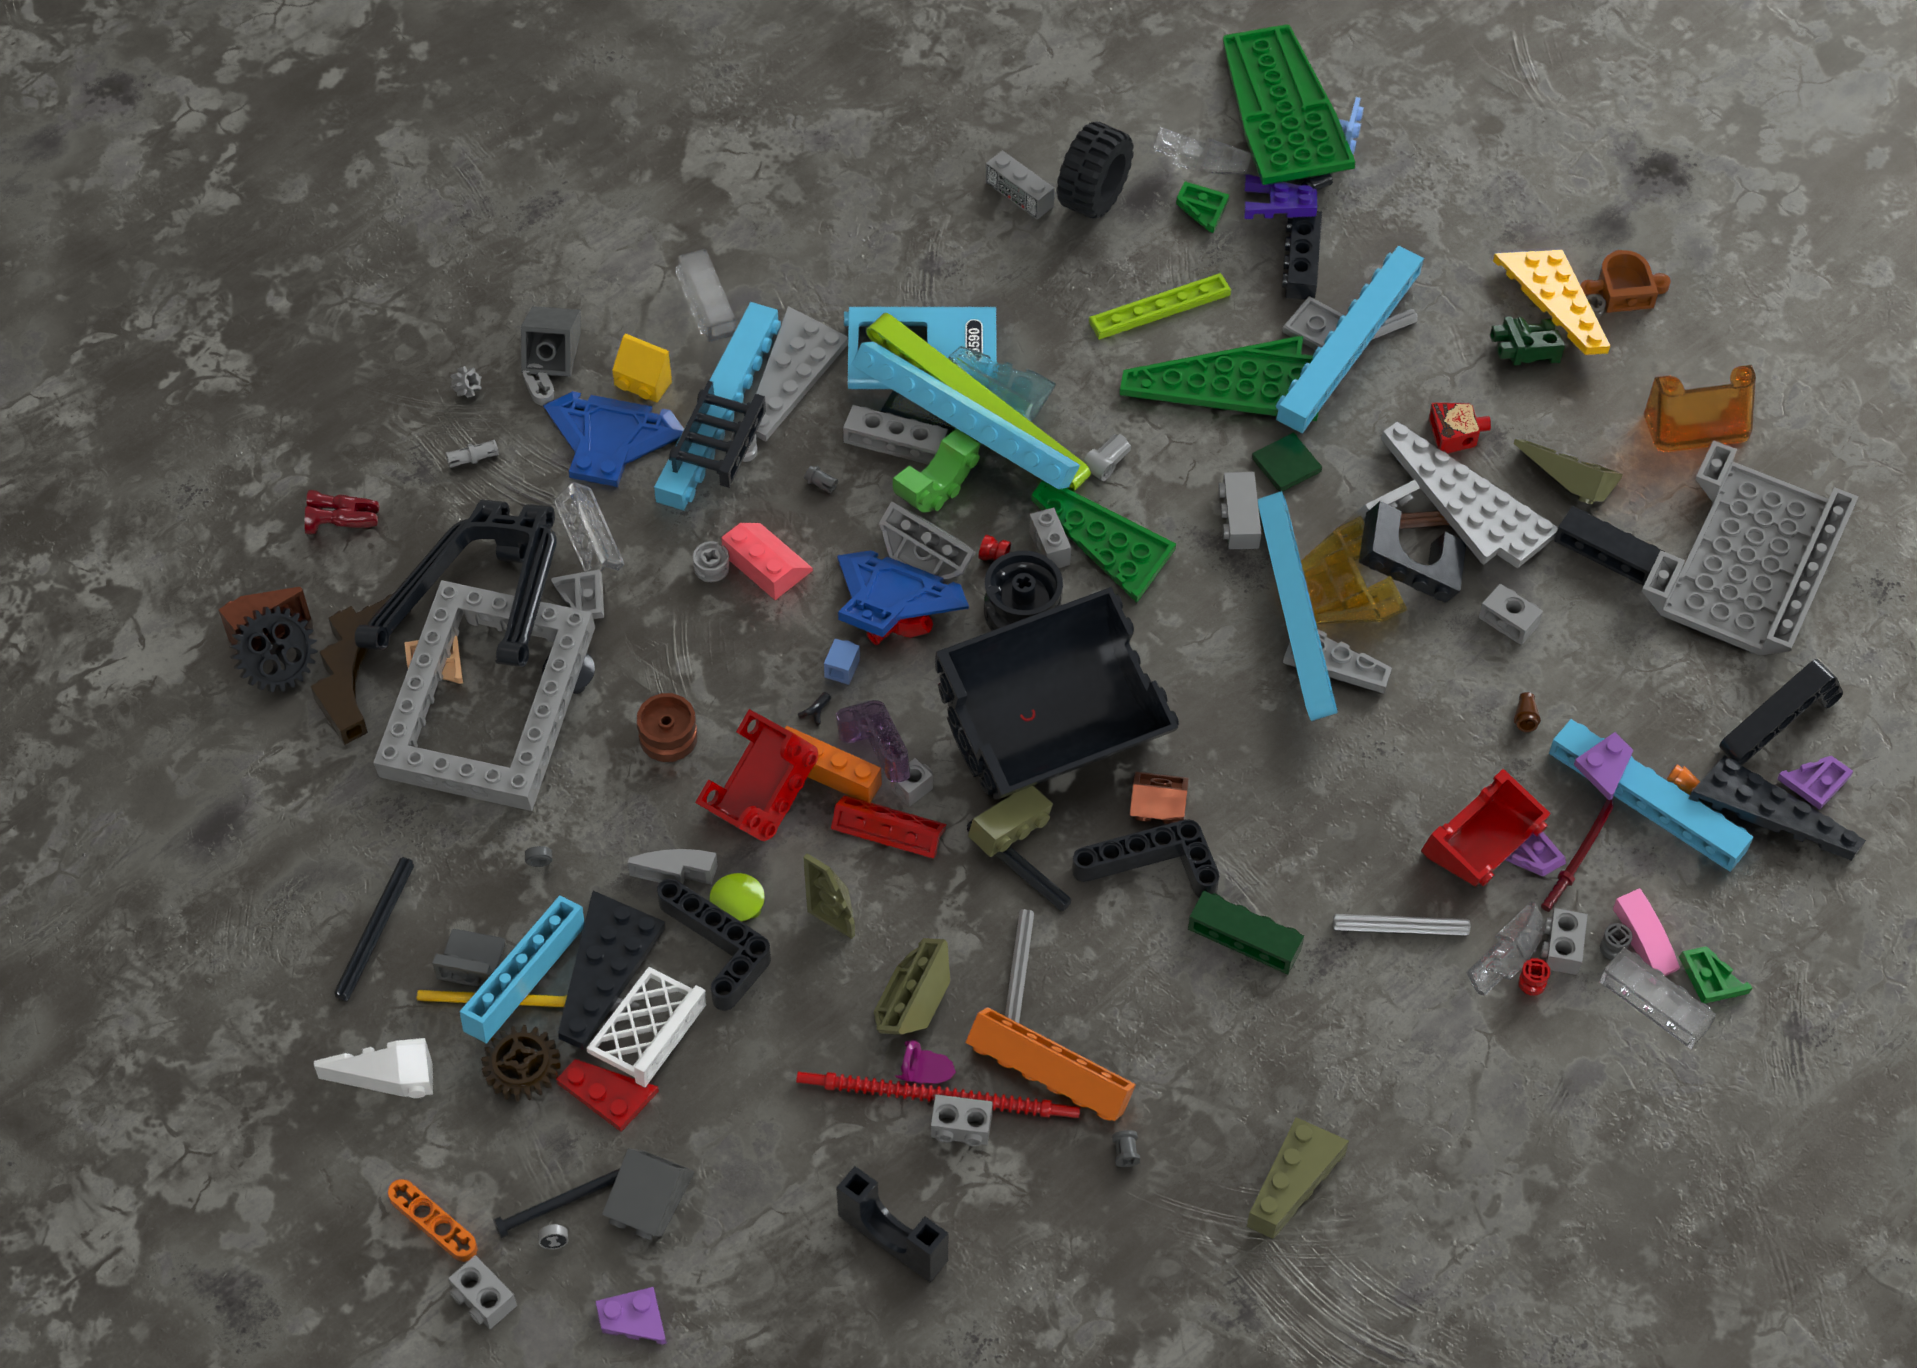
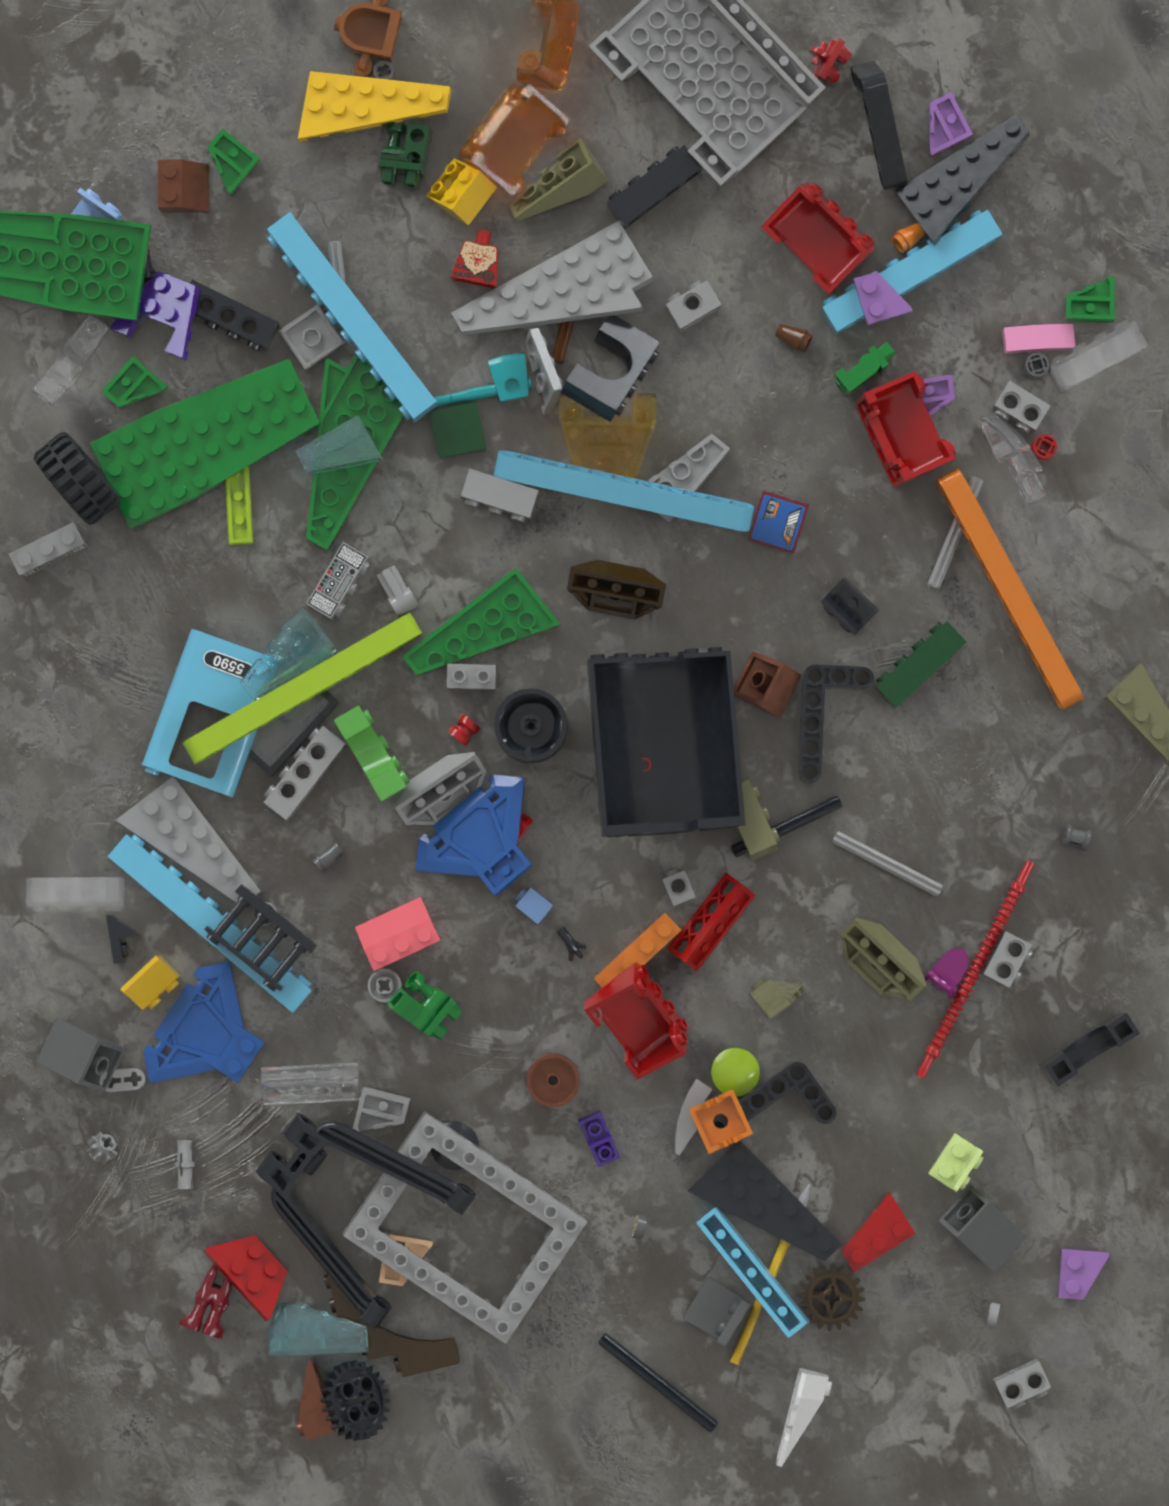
camera: 70 degrees left, 30 degrees up
(333, 593) = (307, 1331): none -> clear light blue wedge
(381, 533) = (251, 1271): none -> red wing
(432, 1220) = (944, 1408): orange beam -> none
(554, 1203) = (962, 1301): black bar -> none
(620, 796) = (599, 1138): none -> dark purple slope
(670, 1030) = (851, 1172): white fence -> none
(676, 336) = (118, 930): none -> black slope
(678, 866) = (719, 1138): none -> orange piece
(696, 600) = (427, 1013): none -> green hips
(713, 1143) = (956, 1163): none -> yellowish green bracket
(874, 722) = (637, 902): clear purple beam -> none
(965, 415) = (322, 708): medium azure brick -> none
(1050, 1064) = (986, 871): orange brick -> none
(1094, 407) = (338, 581): none -> brick
(1178, 267) = (203, 441): none -> green wing
(1193, 628) = (616, 588): none -> dark brown wedge
(1222, 361) = (339, 448): none -> clear light blue wedge
(1275, 846) = (849, 606): none -> black bracket
(1332, 756) = (778, 521): none -> slope
(1351, 489) = (509, 382): none -> teal piece
(1364, 991) = (1009, 589): none -> orange beam
(1403, 186) = (183, 186): none -> copper slope
(1447, 217) = (232, 160): none -> green wing
(1517, 394) = (461, 191): none -> yellow slope
(1531, 774) = (870, 363): none -> green hips
(1566, 877) = (960, 377): dark red sword -> none
(1591, 418) = (513, 136): none -> clear orange windscreen
(1643, 697) = (819, 235): none -> red windscreen
(1831, 656) = (826, 56): none -> red hips

